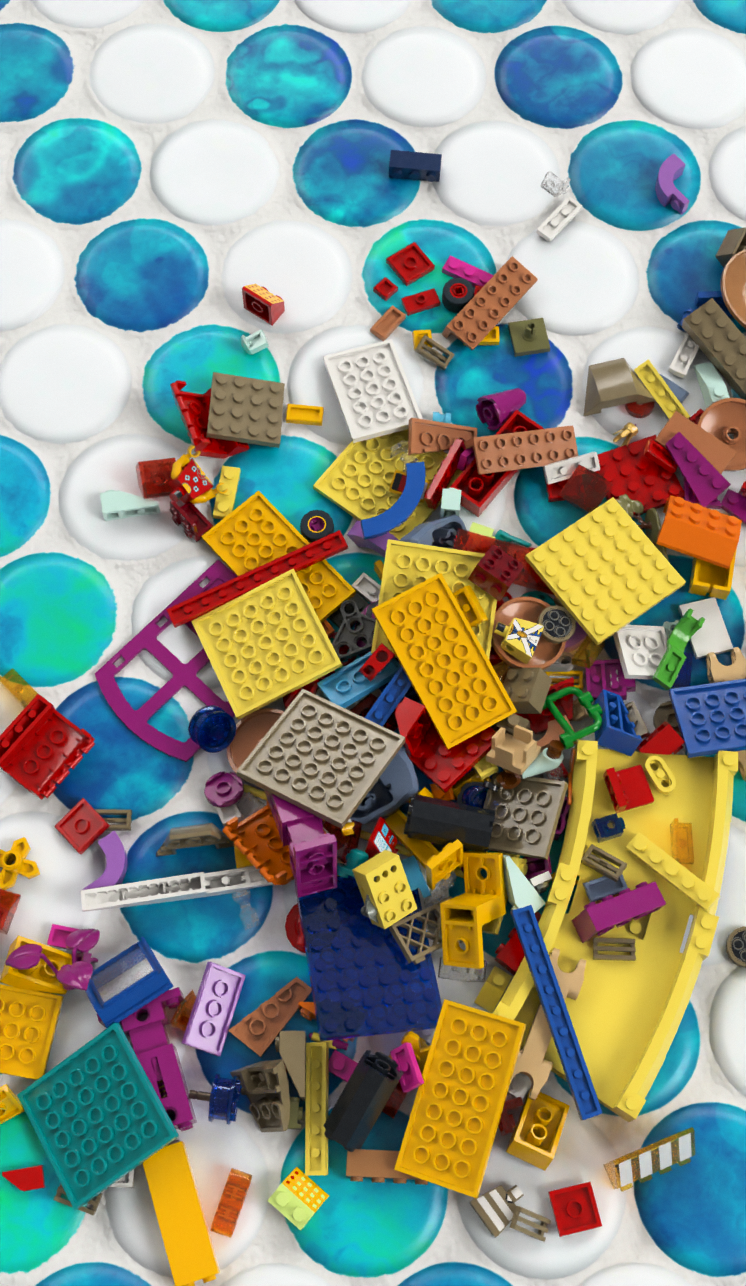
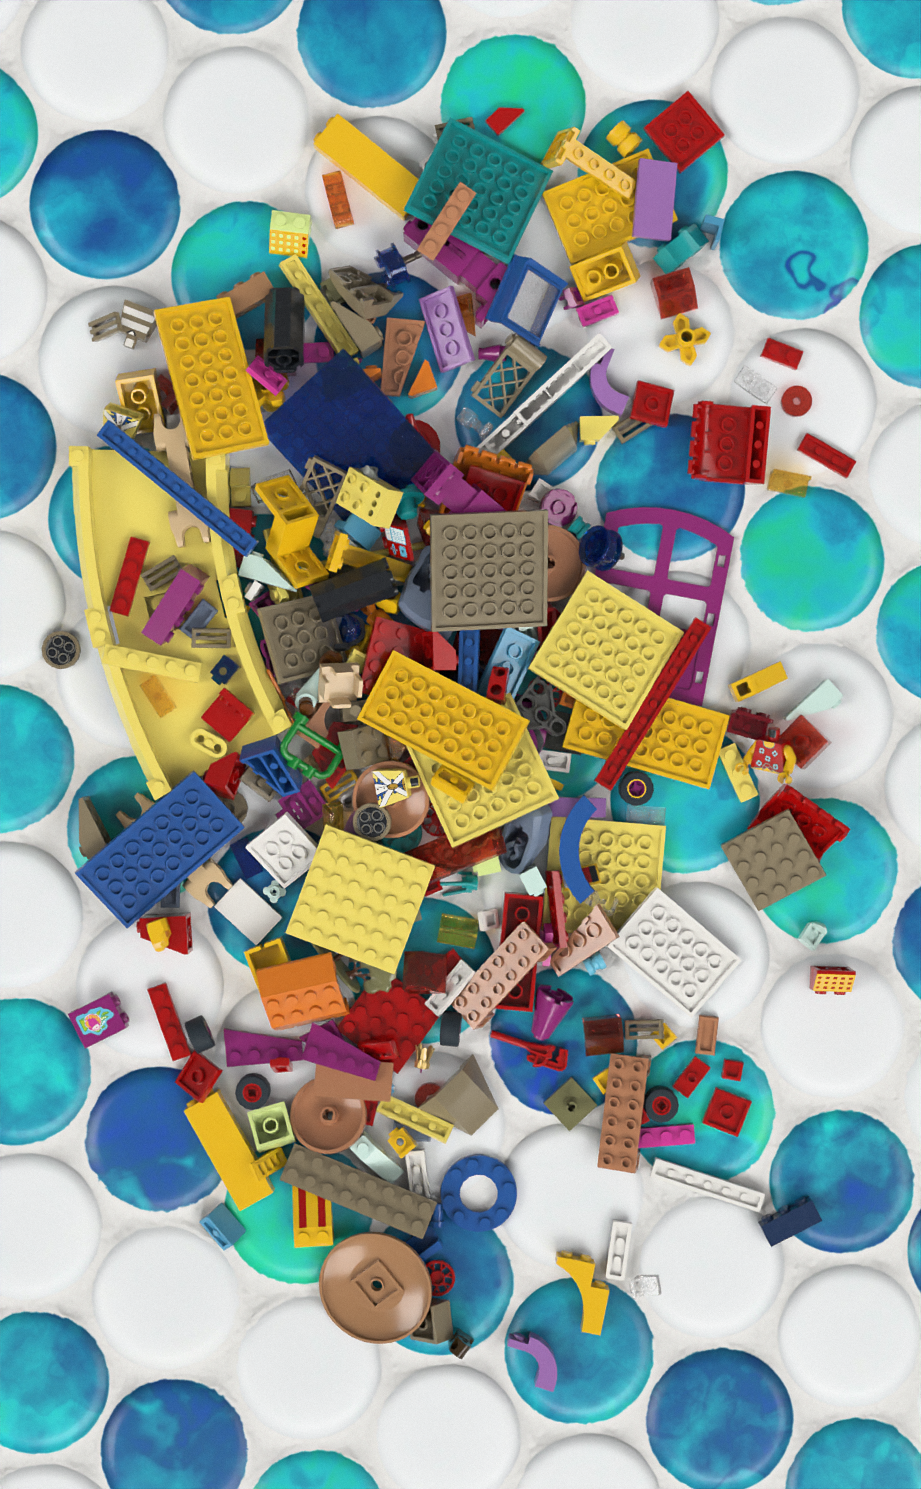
camera: 150 degrees right, 20 degrees up
(69, 975) = (566, 273): magenta plant -> none
(144, 836) = (594, 428): none -> light yellow slope
(160, 1089) = (446, 221): none -> nougat arch
(161, 547) = (757, 682): none -> yellow slope
(161, 941) = (521, 352): none -> dark tan piece
(187, 961) = (491, 353): none -> magenta cone
(217, 761) = (579, 527): none -> teal wheel
(263, 832) = (500, 487): none -> red plate
(266, 975) = (424, 382): none -> orange slope
(304, 414) = (720, 893): yellow tile -> none
(317, 501) = (645, 815): none -> clear plate
(460, 224) = (707, 1184): none -> white plate
(469, 368) = (603, 1035): none -> clear red slope
(496, 572) = (447, 828): dark red bracket -> none
(506, 502) = (488, 919): none -> white plate
(530, 384) = (539, 1052): none -> red piece
(535, 509) = (458, 931): none -> clear yellow panel
(566, 1119) = (124, 418): none -> light yellow torso
(574, 1209) = (79, 360): red plate -> none
(591, 438) = (450, 1029): none -> black wheel
(598, 201) = (593, 1293): none -> yellow arch
(637, 338) = (478, 1165): none -> blue plate
(646, 965) = (129, 576): none -> red plate
(650, 1159) = (43, 432): slope -> none
(674, 655) = (257, 861): bright green piece -> none
(681, 387) = (409, 1142): none -> yellow brick
(713, 279) = (438, 1277): none -> red wheel
(726, 221) = (460, 1343): none -> dark brown leg

